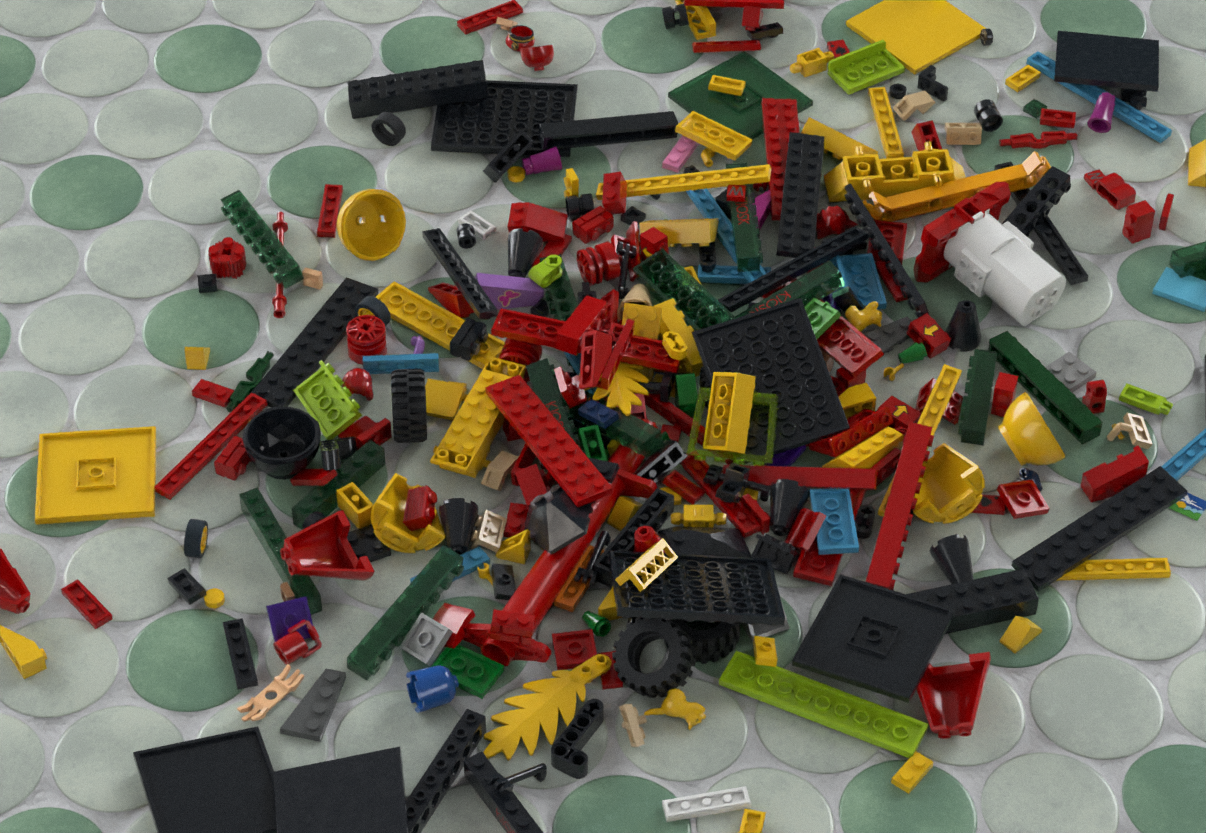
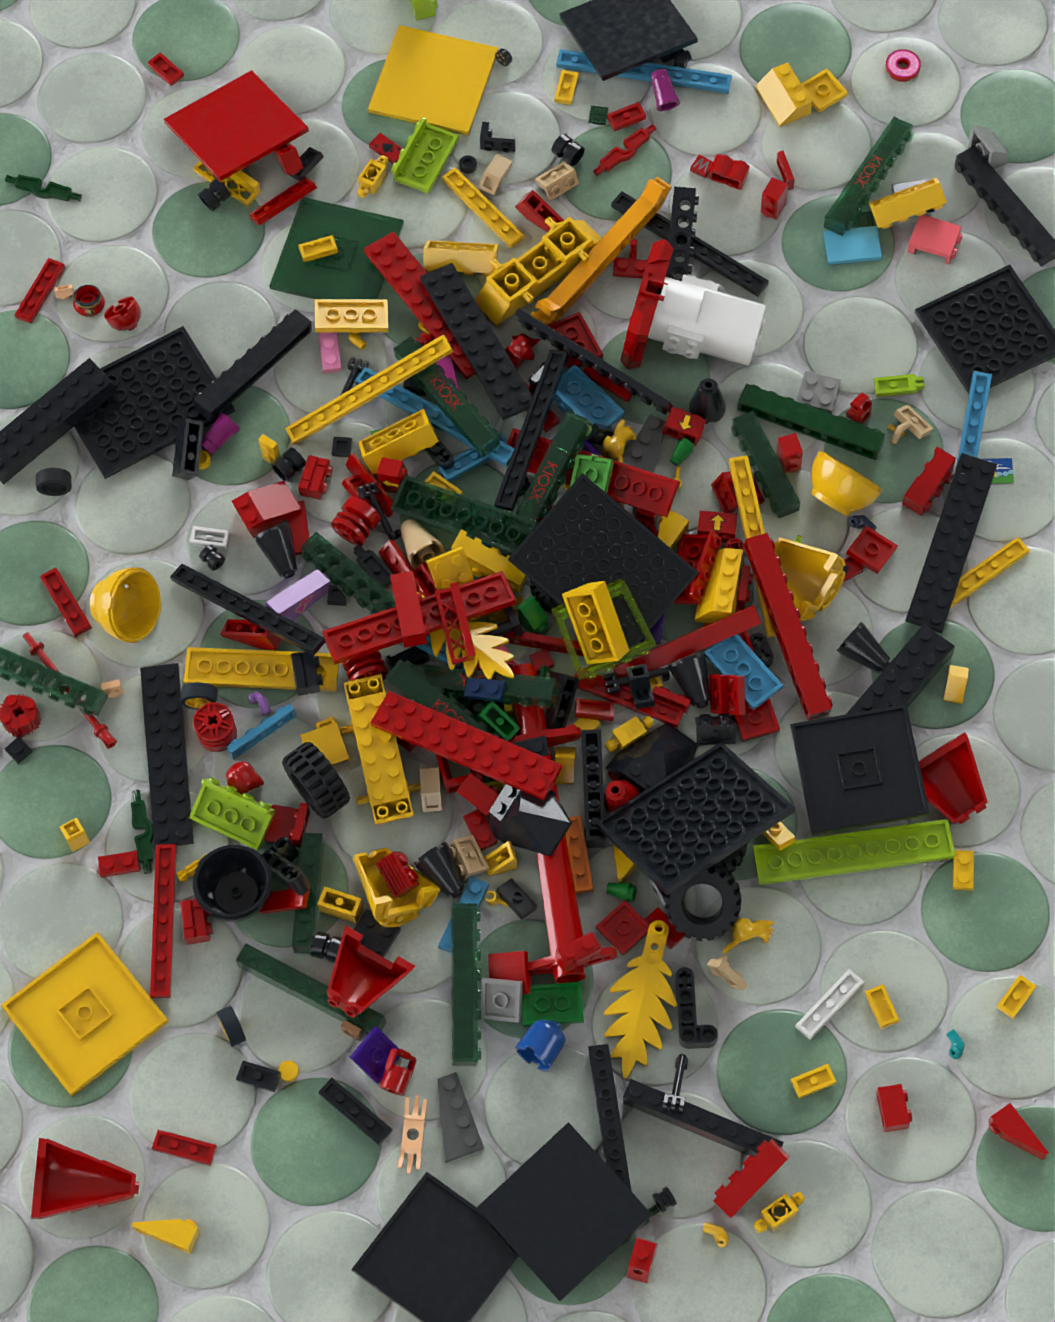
camera: 30 degrees left, 20 degrees up
(546, 271) = (322, 562): lime piece -> none
(570, 388) = (441, 676): red bracket -> none
(594, 357) = (450, 641): red slope -> none
(603, 539) = (568, 804): black hinge -> none
(614, 193) = (314, 435): red brick -> none
(648, 560) = (641, 821): yellow fence -> none
(674, 345) = (497, 579): yellow beam -> none
(736, 193) = (428, 378): red tile -> none

